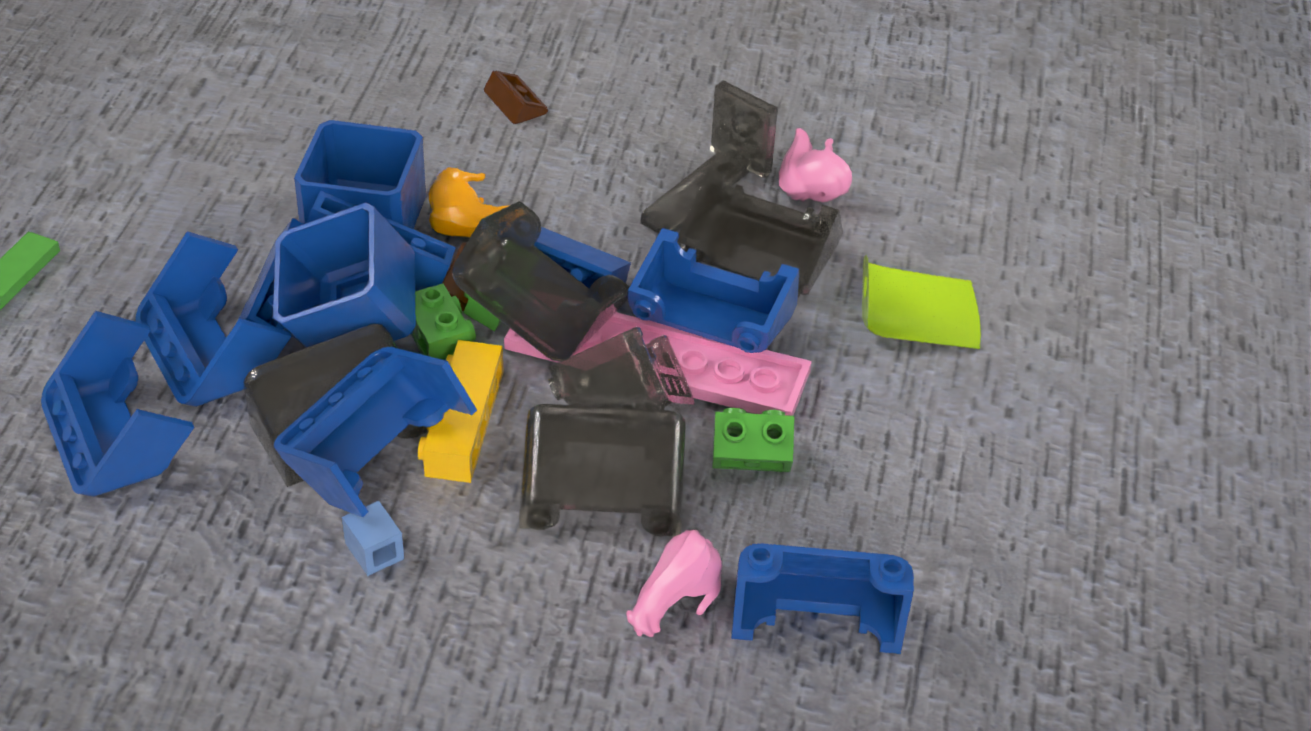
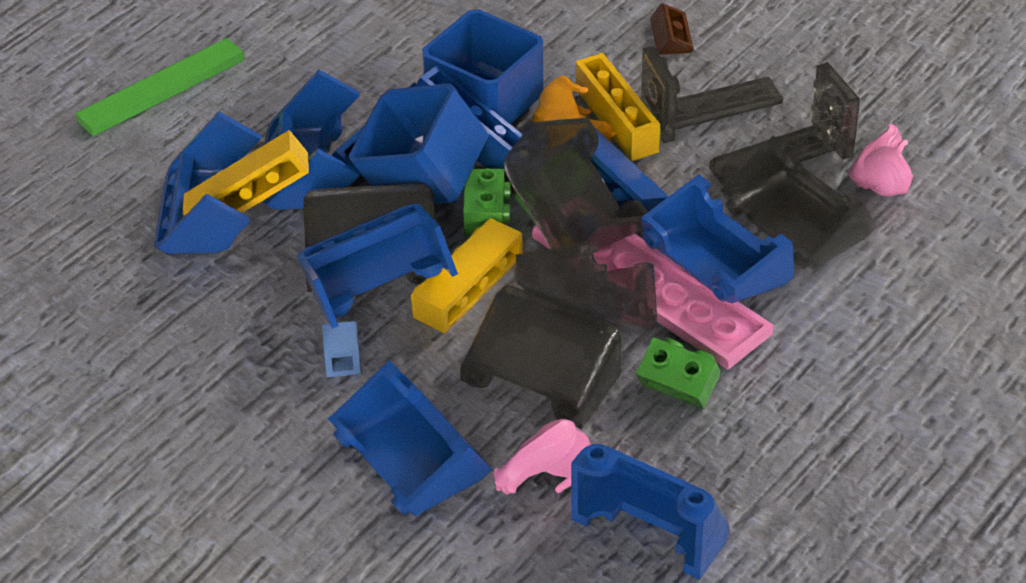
camera: 30 degrees right, 0 degrees up
(170, 375) = (255, 175): none -> yellow brick
(515, 180) = (619, 105): none -> yellow brick
(516, 618) = (407, 441): none -> blue windscreen
(571, 168) = (660, 93): none -> clear smoke bracket
(919, 307) = (902, 308): lime piece -> none

